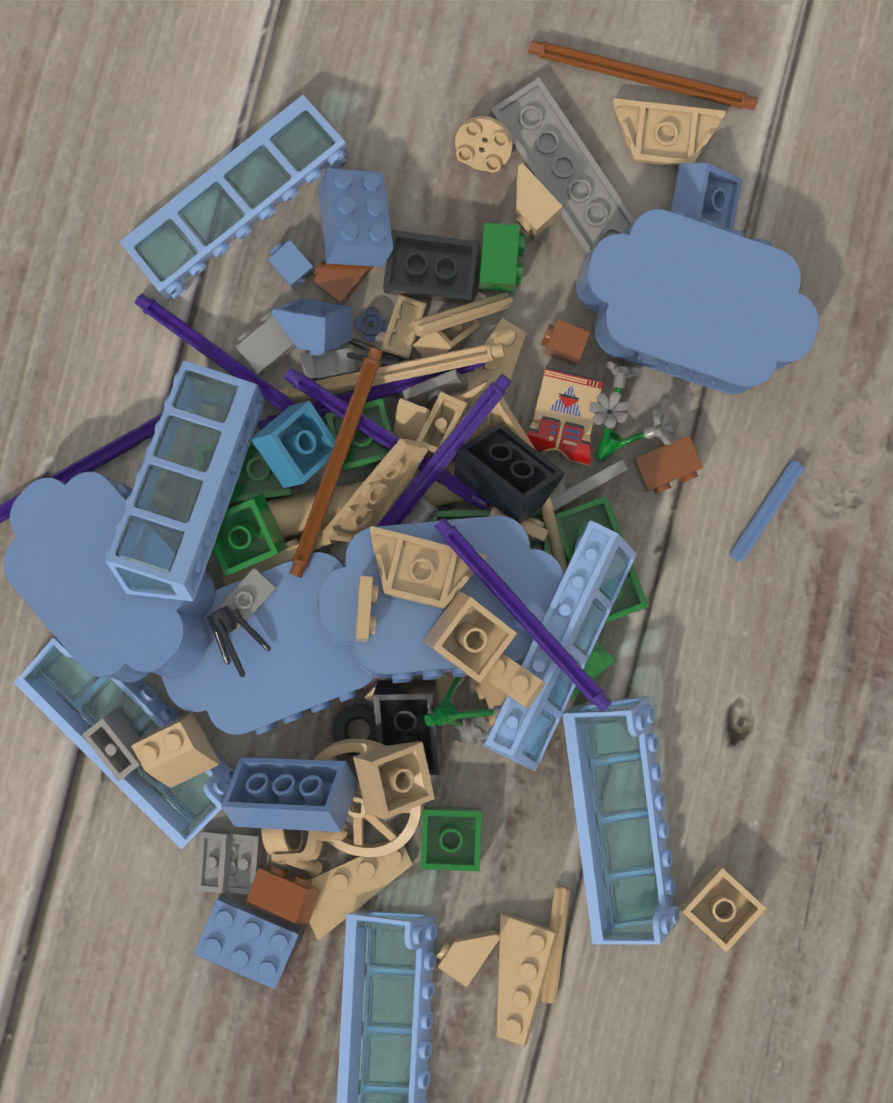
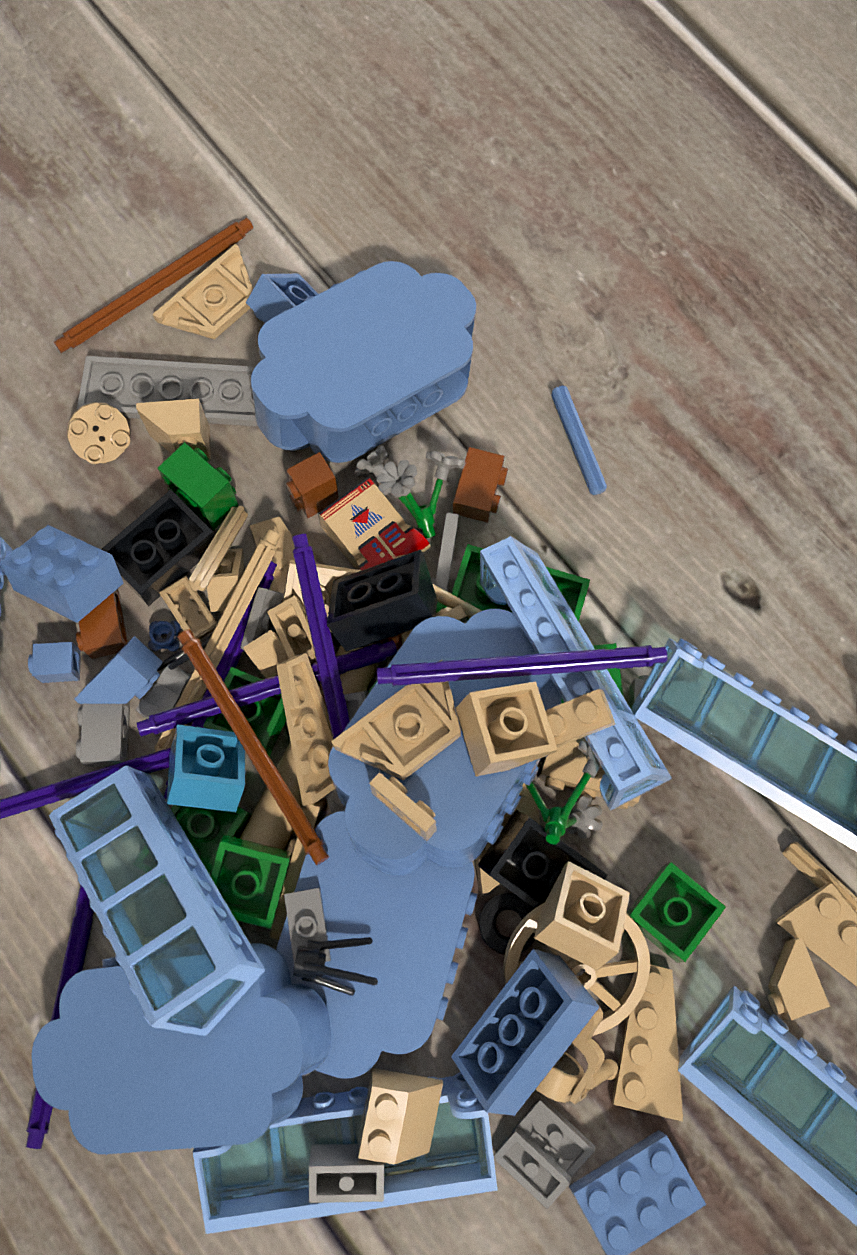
camera: 55 degrees left, 15 degrees down
(283, 894) = (615, 1119): dark orange brick -> none

